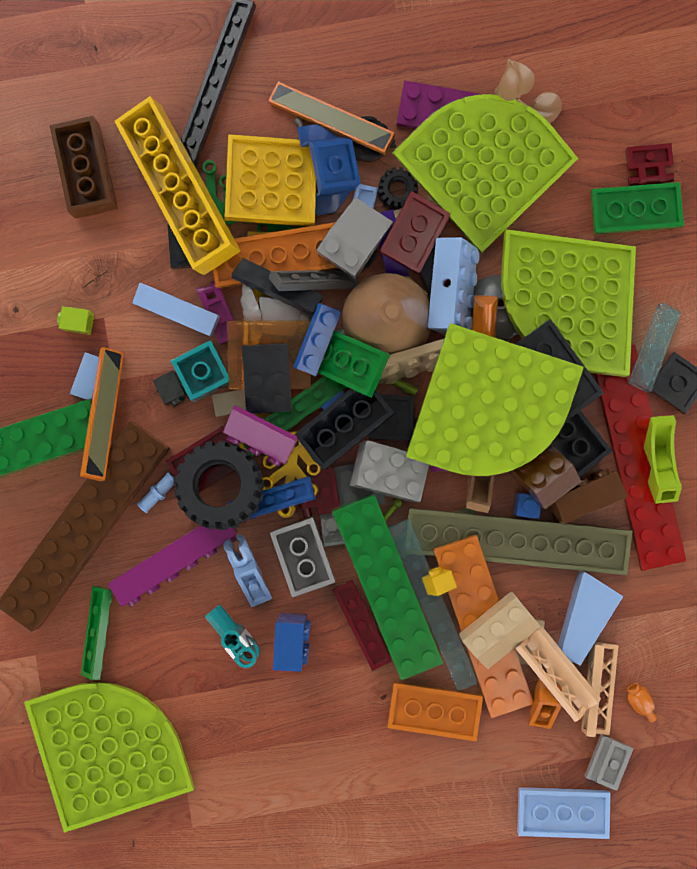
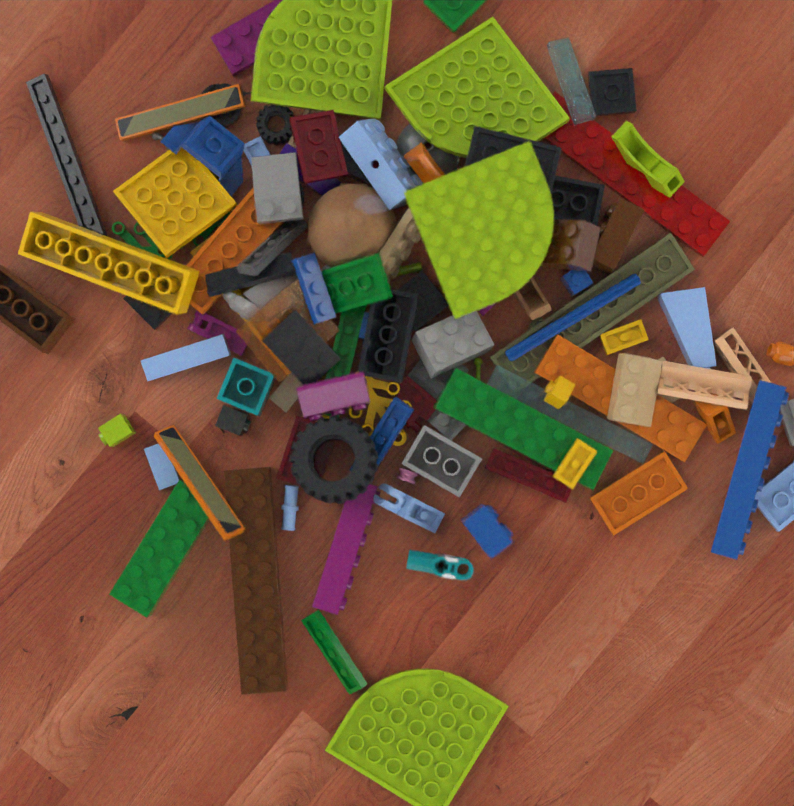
camera: 45 degrees left, 0 degrees up
(267, 544) = (407, 475): none -> bright pink bush
(403, 649) = (574, 463): none -> yellow plate
(499, 532) = (572, 317): none -> blue axle
(526, 580) = (623, 337): none -> yellow plate
(537, 768) = (748, 469): none -> blue brick

